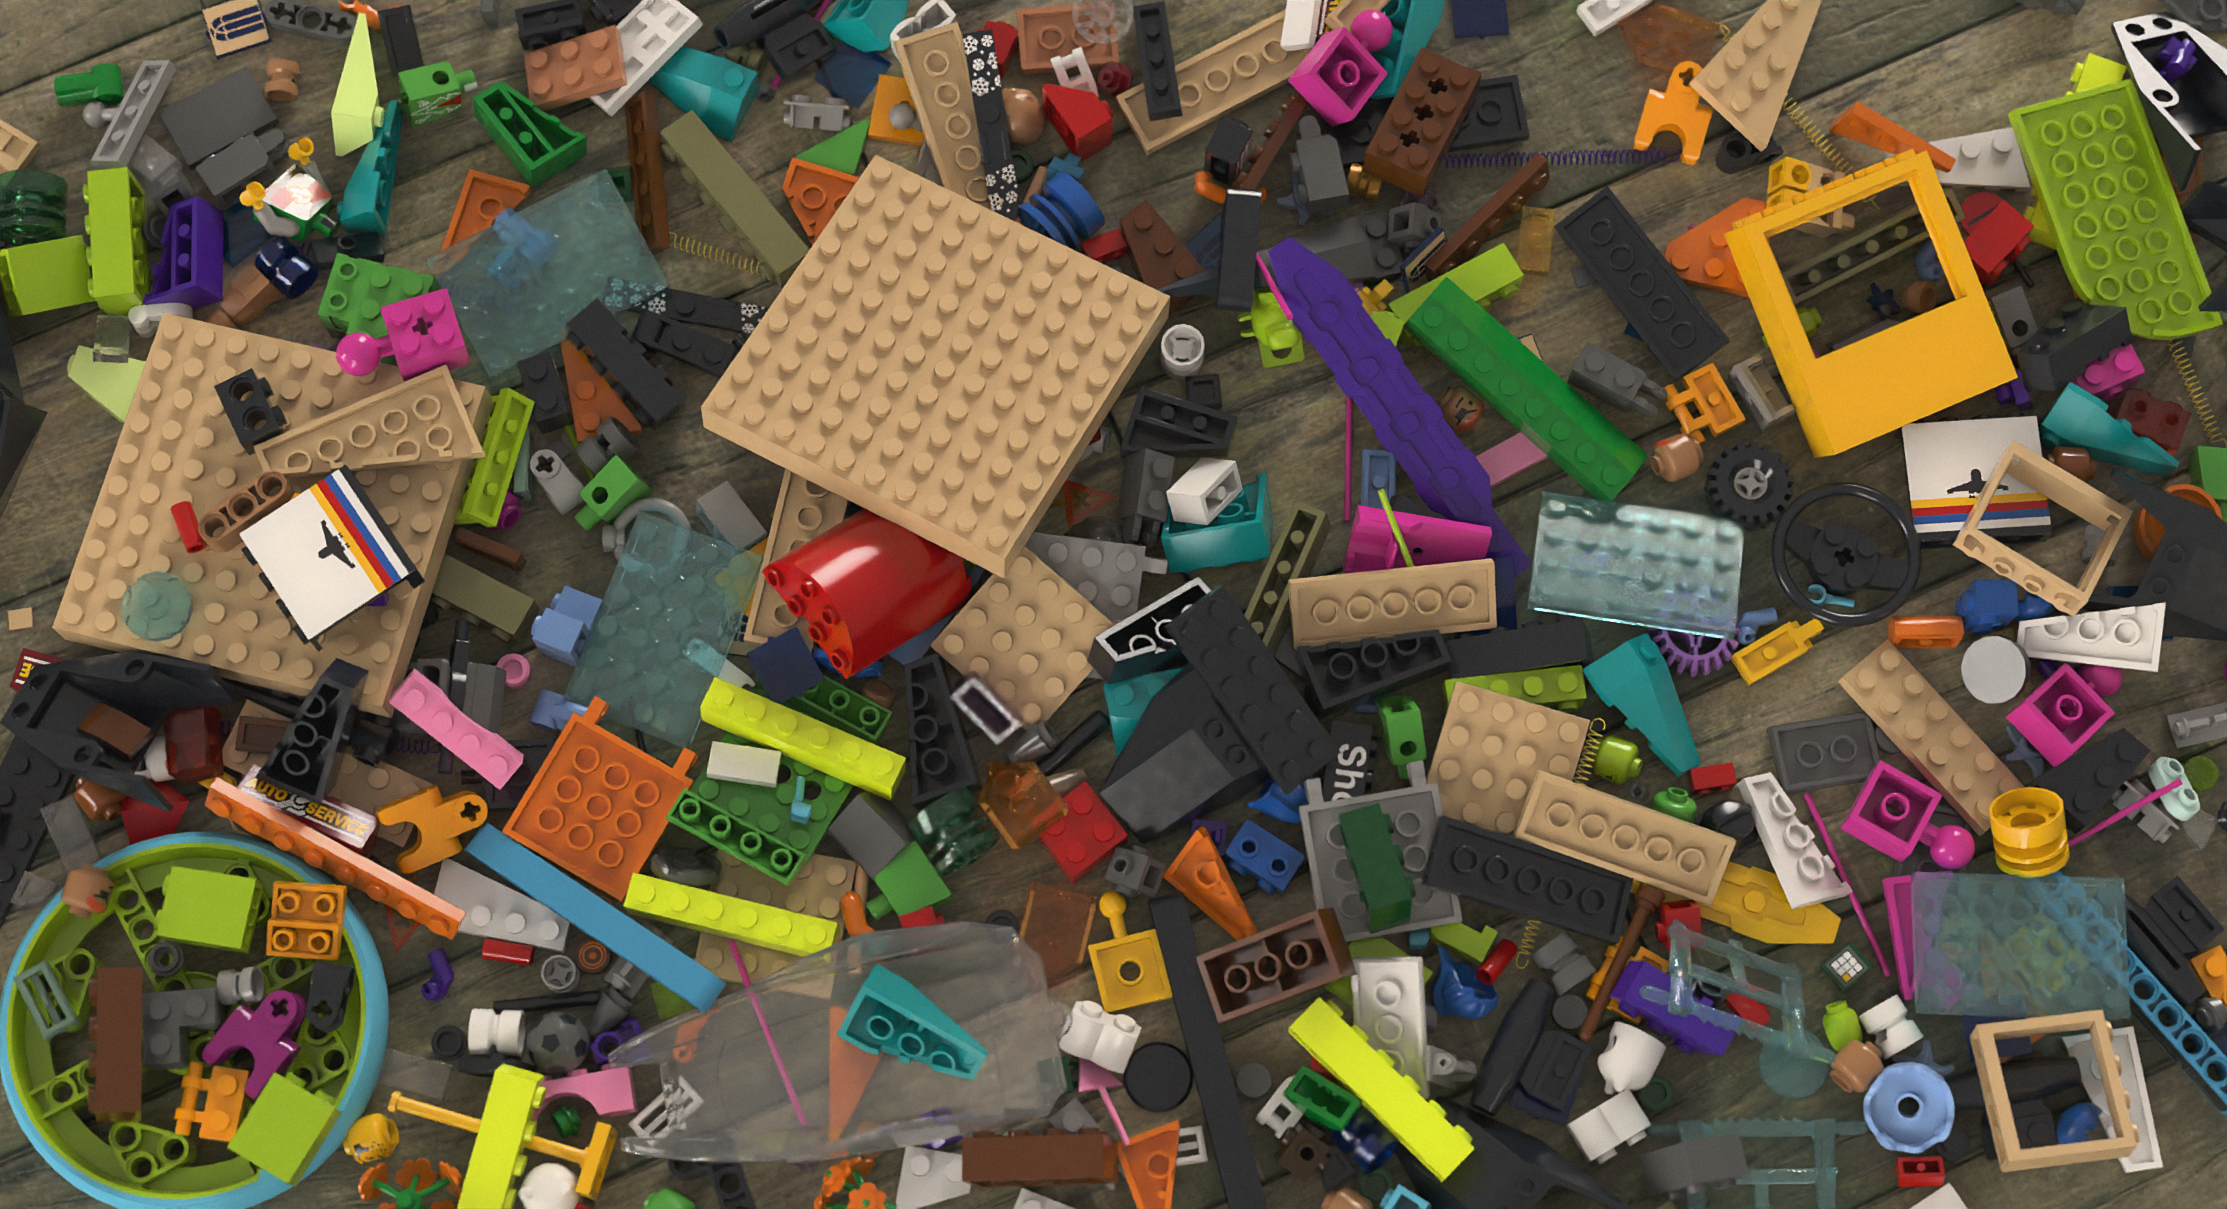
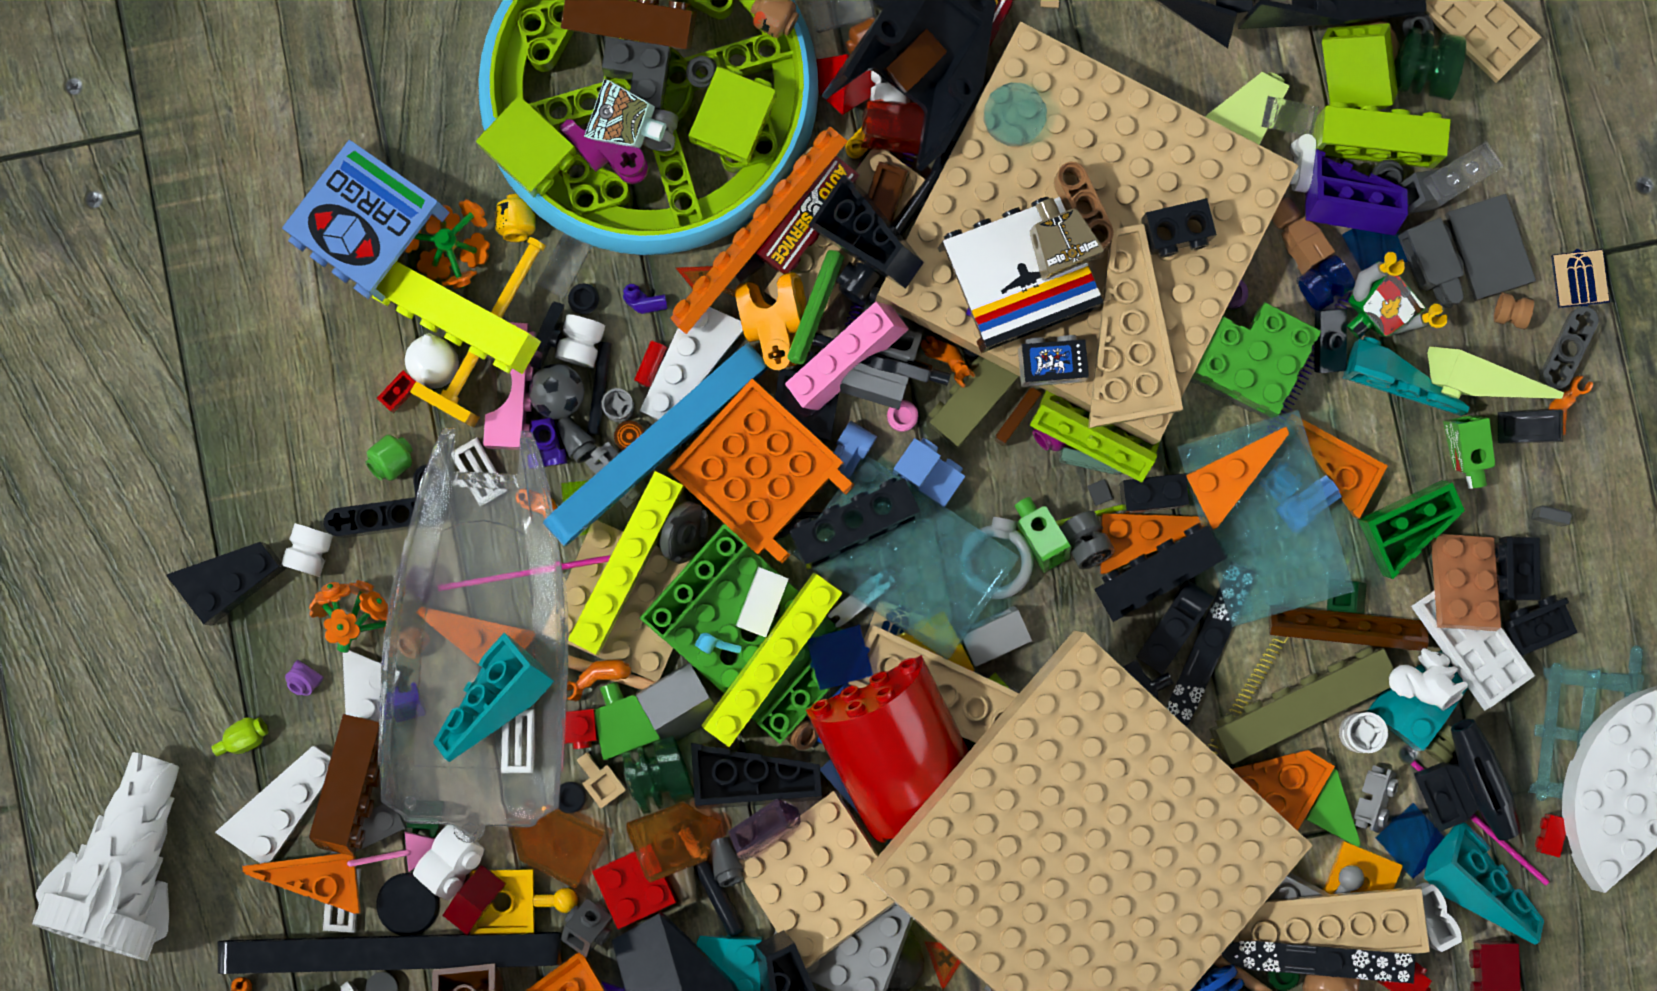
camera: 105 degrees right, 10 degrees up
(99, 85) = (1544, 144): green piece -> none
(131, 117) = (1504, 168): light grey plate -> none
(188, 527) = (1083, 153): red axle -> none
(223, 1105) = (563, 99): light orange plate -> none
(232, 1019) = (622, 118): none -> torso
(285, 516) = (1062, 240): none -> dark tan torso
(306, 920) = (705, 196): light orange slope -> none
(329, 988) = (640, 205): black piece -> none
(409, 778) = (815, 307): none -> bright green axle
(420, 334) = (1231, 379): dark pink brick -> none
(420, 505) = (1053, 361): none -> brick
(436, 632) = (949, 354): none -> orange arm
(515, 318) = (1226, 479): none -> orange wing
(559, 485) = (1061, 490): light grey piece -> none
(566, 1121) = (491, 385): green plate -> none
(676, 719) = (817, 552): none -> black brick
(688, 76) = (1431, 686): none -> white animal
(751, 136) = (1363, 732): none -> white wheel
(962, 1002) = (518, 768): none -> white tile
(978, 895) = (601, 784): none -> tan plate
(1134, 998) = (473, 899): none -> dark red slope

